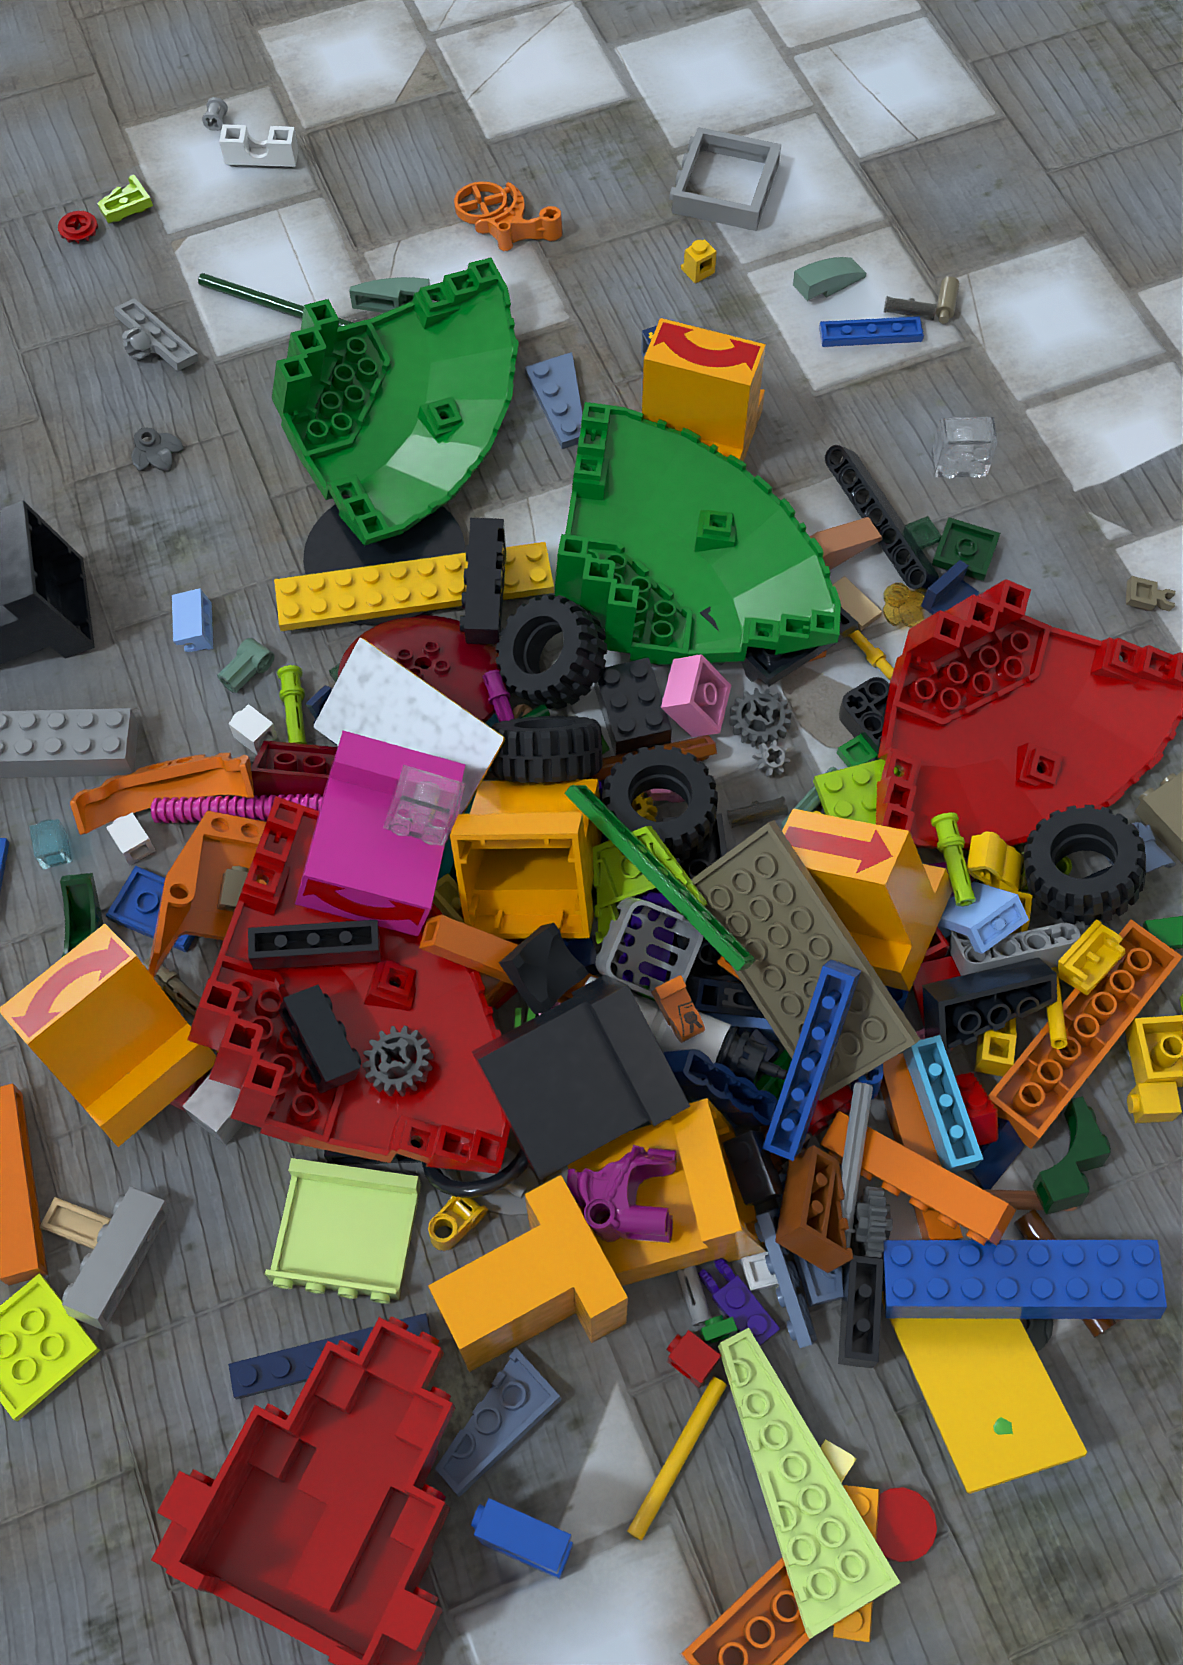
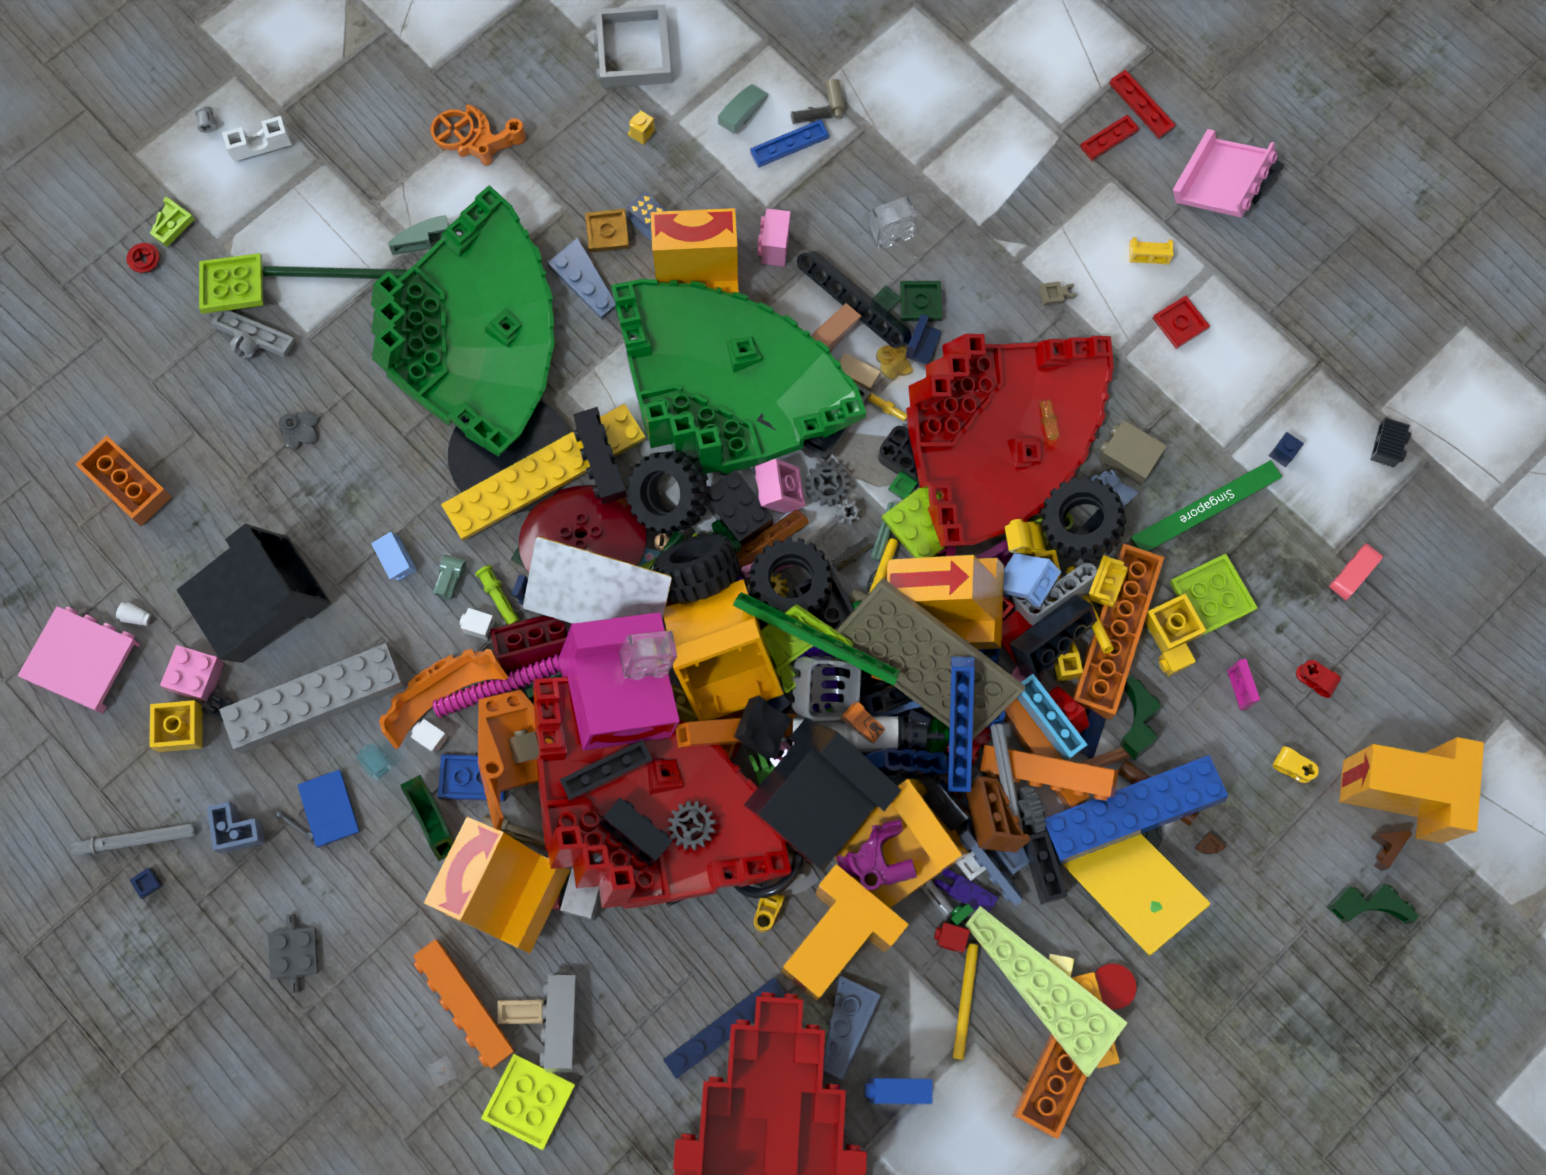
camera: 25 degrees left, 10 degrees up
(156, 277) = (230, 283): none -> lime plate
(345, 1230) = (699, 946): yellowish green panel -> none
(498, 695) = (645, 539): magenta axle -> none
(608, 741) = (719, 528): none -> dark green axle
(610, 355) = (607, 230): none -> pearl gold plate
(809, 418) = (774, 237): none -> bright pink brick
(951, 846) = (993, 538): lime pin -> none
(1083, 737) = (1049, 420): none -> clear yellow axle
(1117, 1377) = (1209, 844): none -> reddish brown tile

